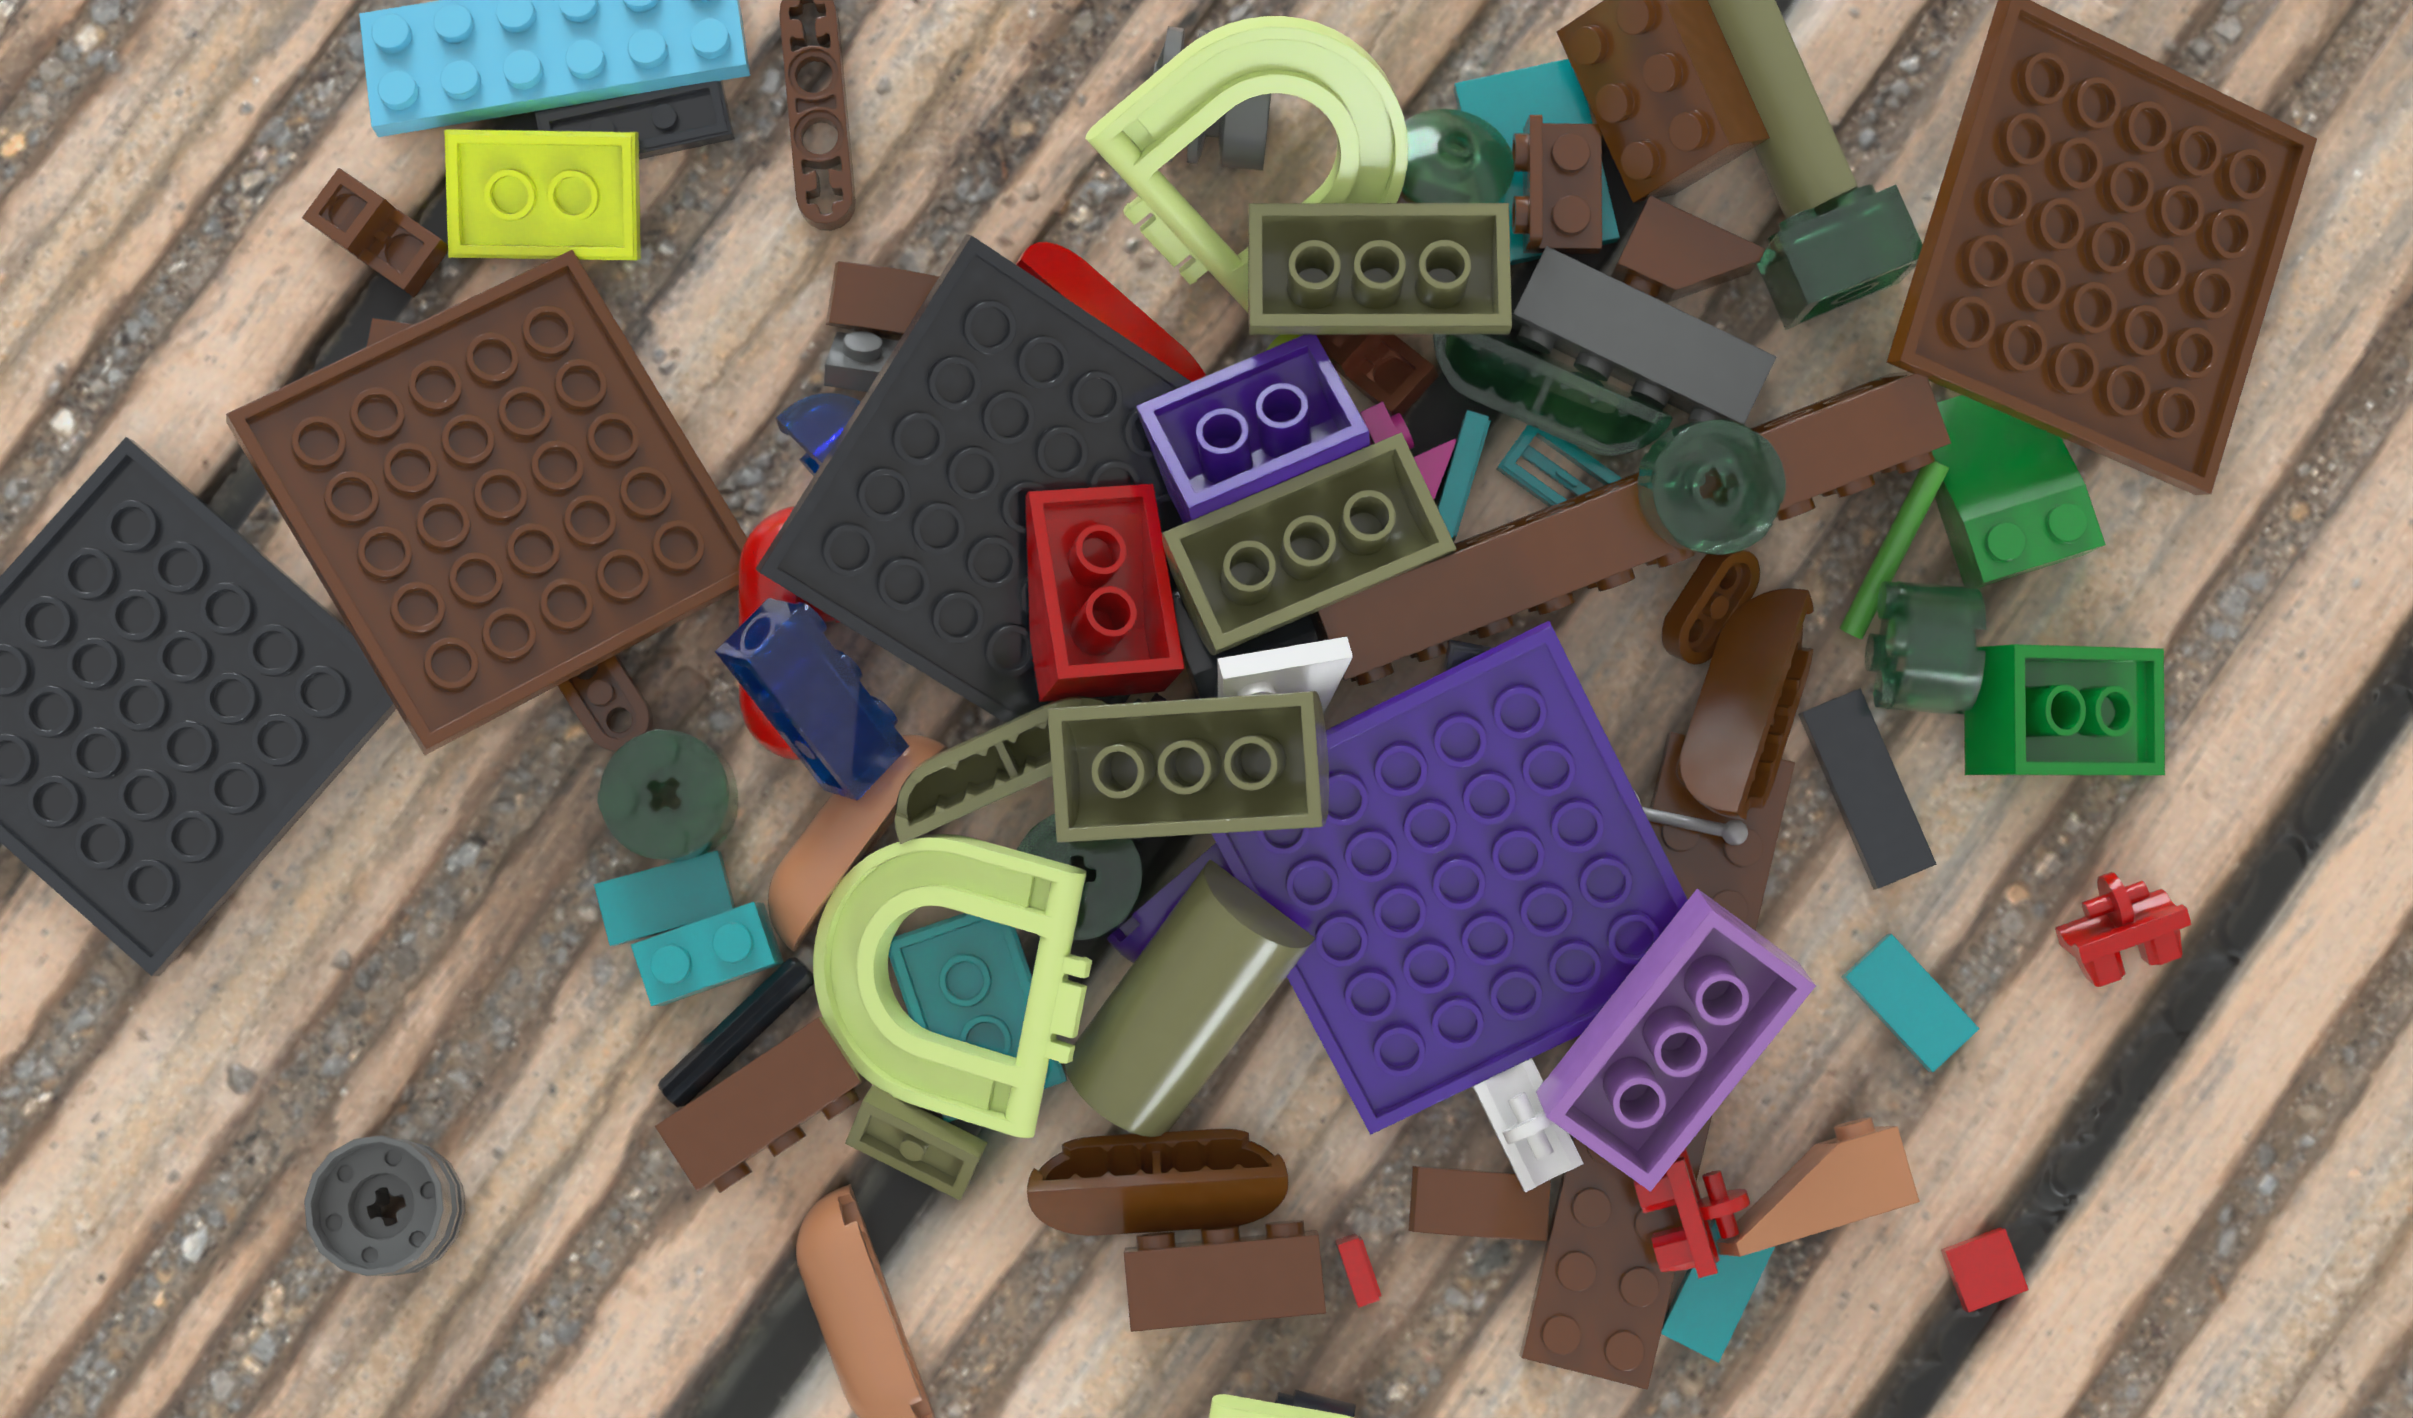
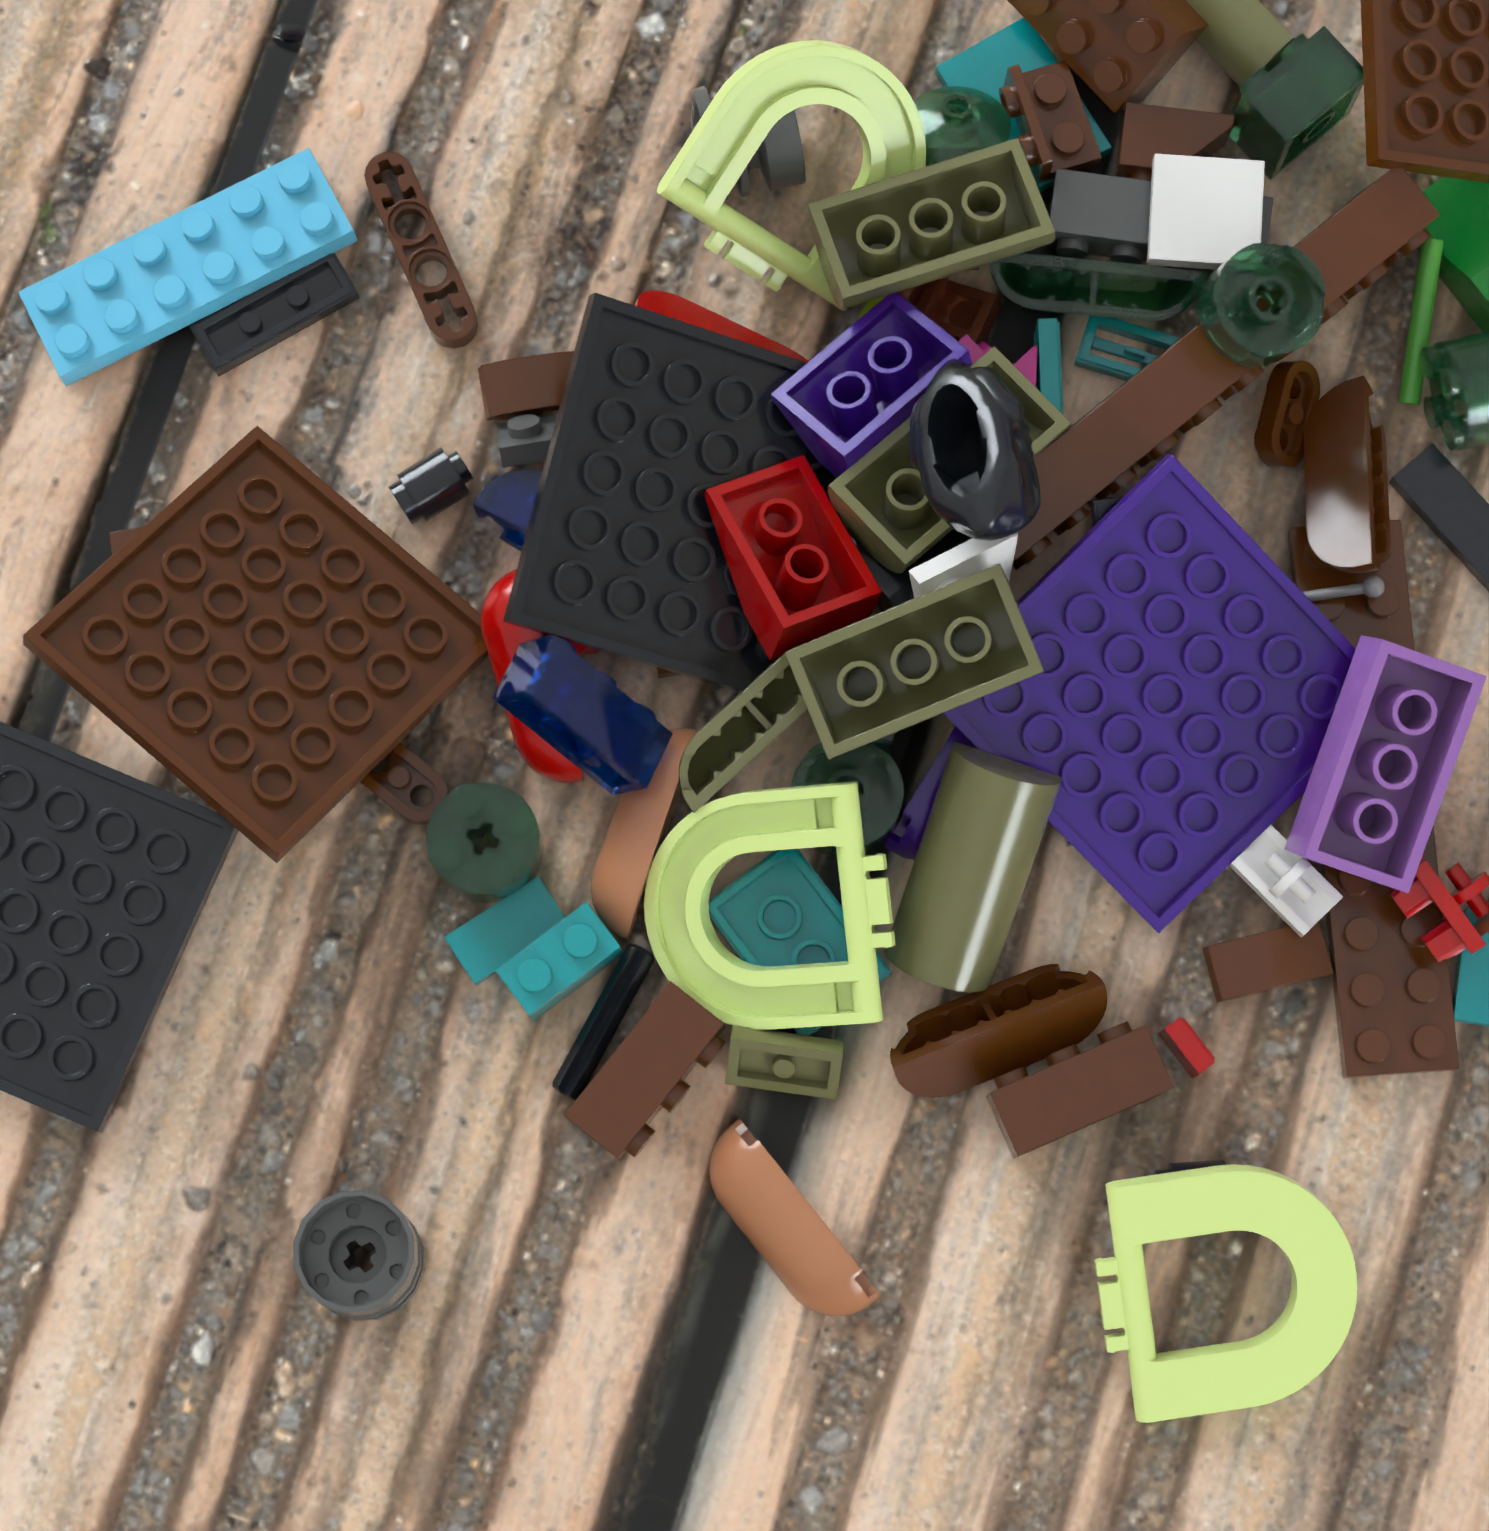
camera: 15 degrees left, 5 degrees down
(376, 232) = (88, 464): reddish brown slope -> none
(542, 194) = (217, 388): neon yellow tile -> none
(741, 378) = (431, 485): none -> black brick
(1328, 557) = (974, 453): none -> black piece
(1692, 350) = (1203, 209): none -> white tile

